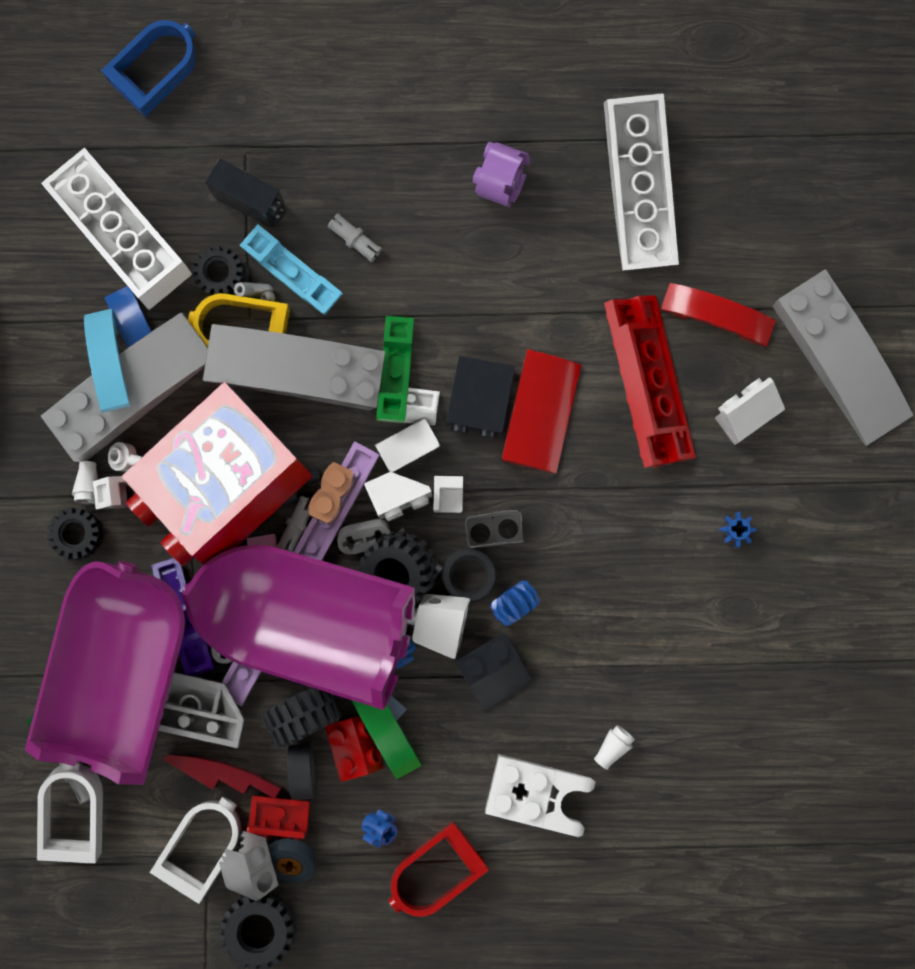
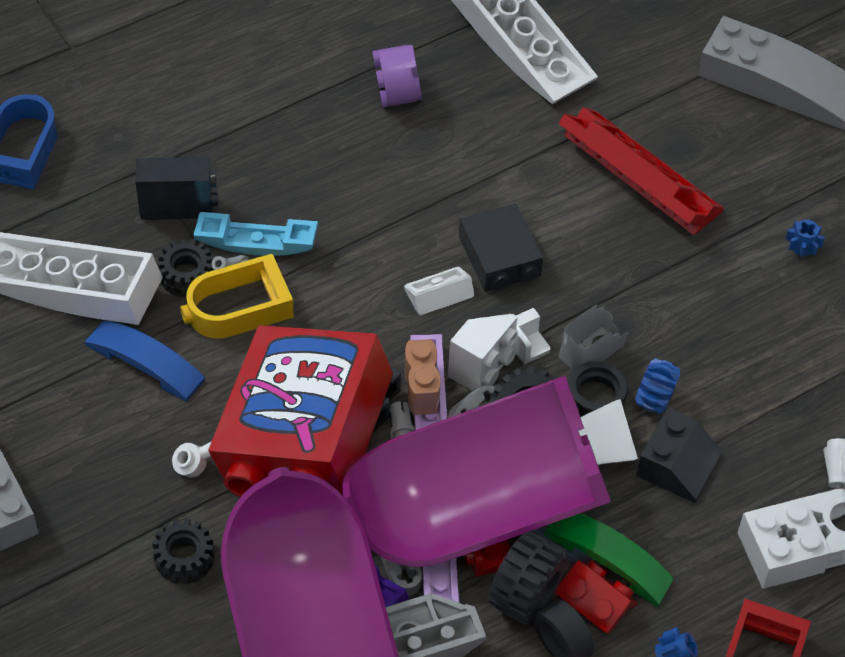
camera: 35 degrees left, 30 degrees down
(83, 487) = (168, 502): white cone -> none
(105, 360) = (131, 364): medium azure slope -> none
(110, 493) = (199, 487): white panel -> none
(151, 372) = (158, 395): light grey slope -> none
(294, 366) = (317, 292): light grey slope -> none
(354, 237) = (296, 186): light grey pin -> none
(395, 370) = (404, 262): green slope -> none
(407, 445) = (464, 307): white slope -> none
(541, 411) = (563, 237): red slope -> none
(718, 313) = (657, 91): red slope -> none
(746, 414) = (742, 142): white slope -> none

